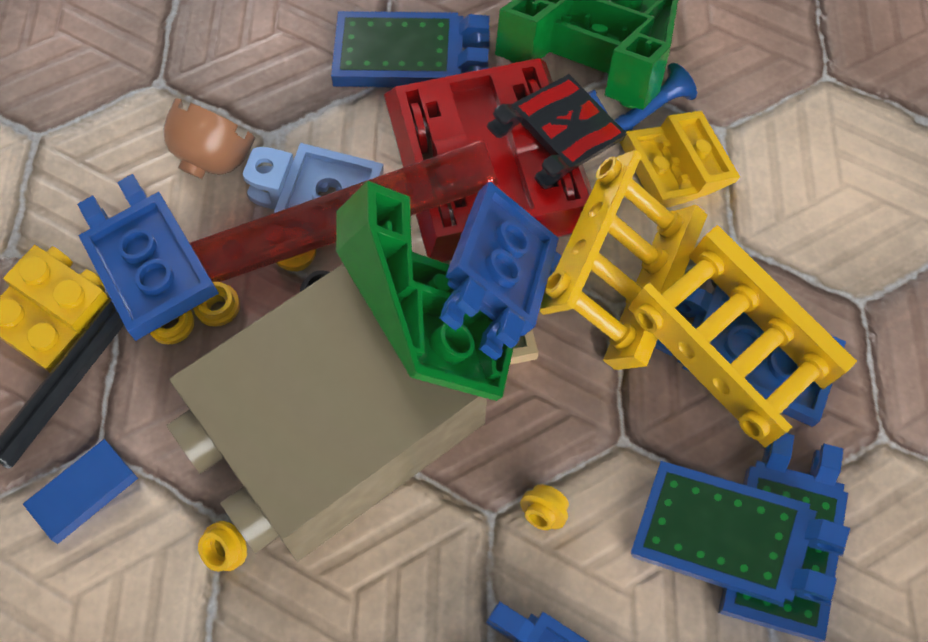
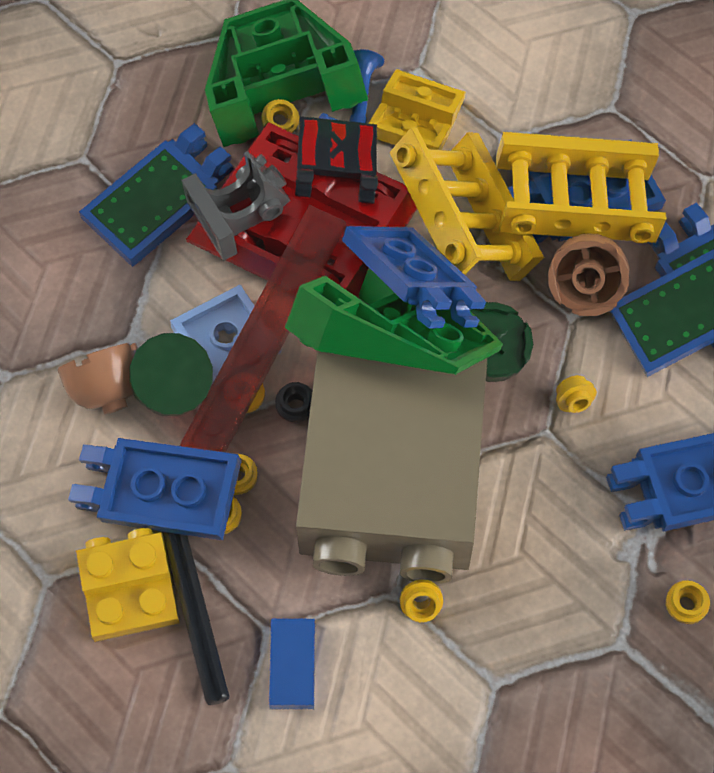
camera: 45 degrees left, 0 degrees up
(240, 177) = (170, 374): none -> dark green tile
(413, 83) = (212, 208): none -> dark grey tile
(535, 398) = (515, 336): none -> dark green tile
(568, 59) = (284, 108): none -> yellow plate
(668, 416) = (589, 274): none -> nougat cylinder

